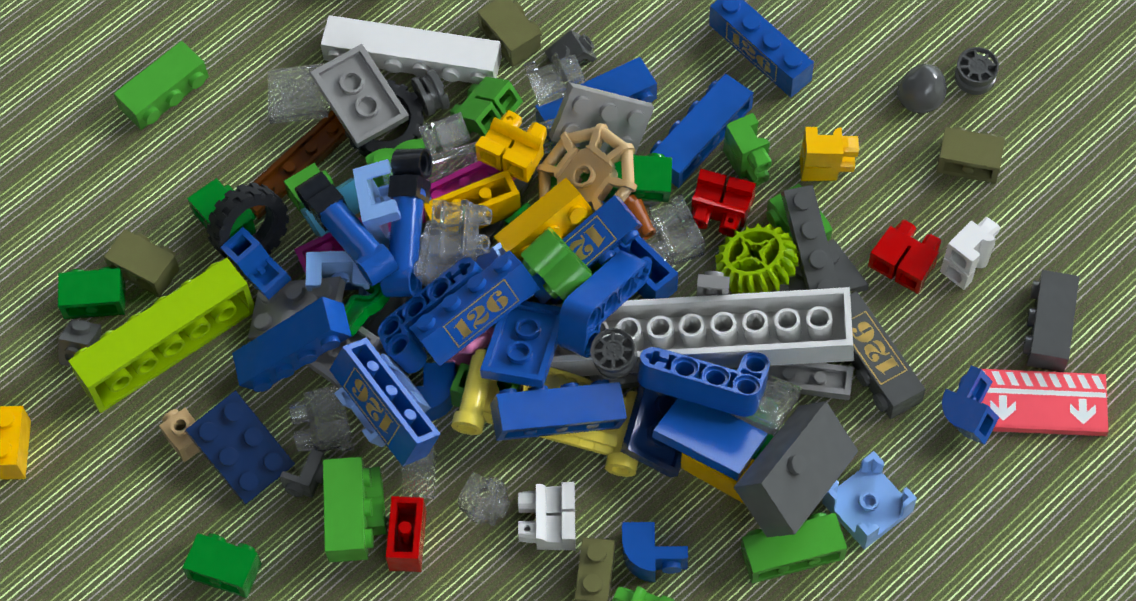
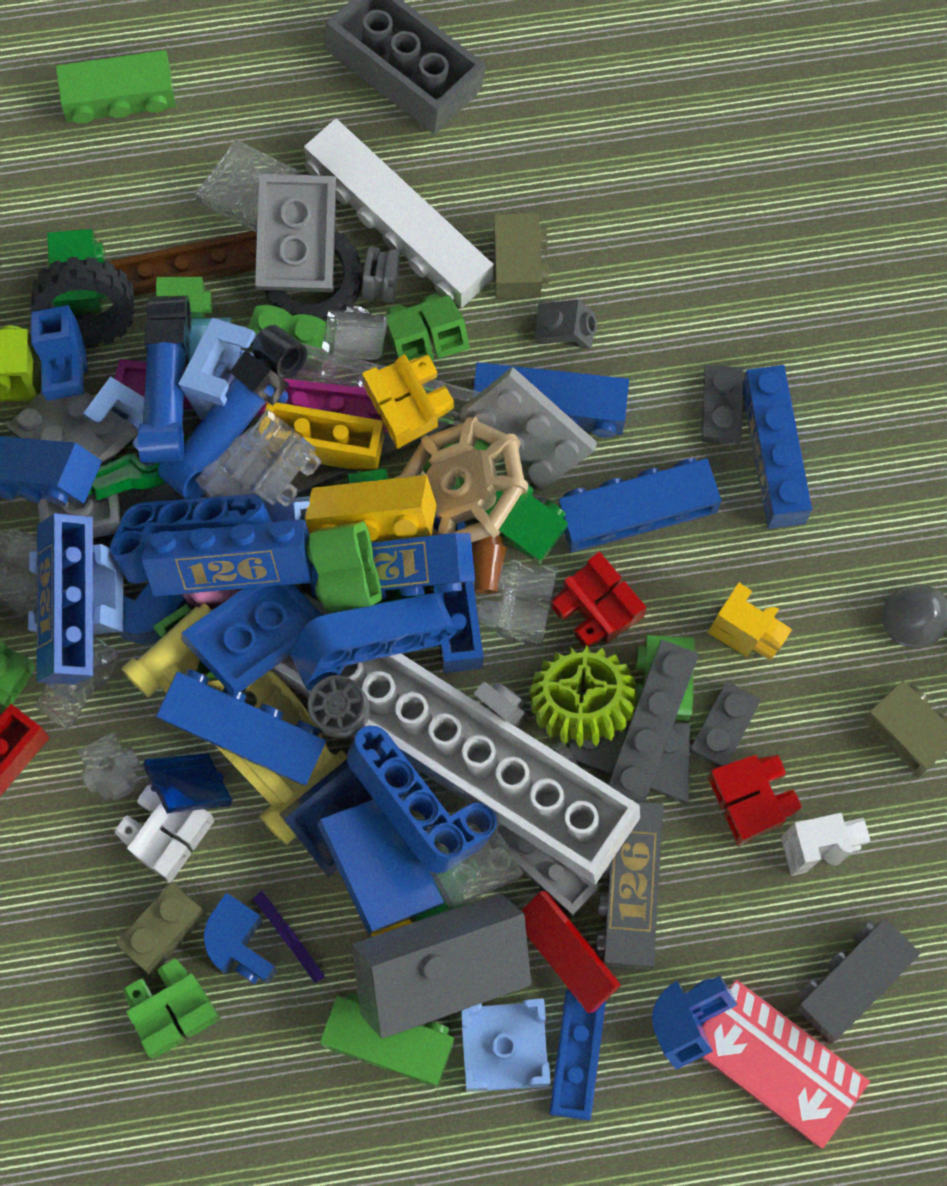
camera: 30 degrees right, 10 degrees up
(543, 474) = (187, 783): none -> clear blue piece
(552, 80) = (516, 343): clear hips -> none
(680, 531) = (289, 937): none -> dark purple piece
(706, 41) = (722, 404): none -> dark grey plate
(746, 151) = (663, 570): bright green hips -> none
(855, 226) = (725, 725): none -> dark grey plate
(871, 419) = (568, 952): none -> red tile
(915, 474) = (576, 1060): none -> blue tile

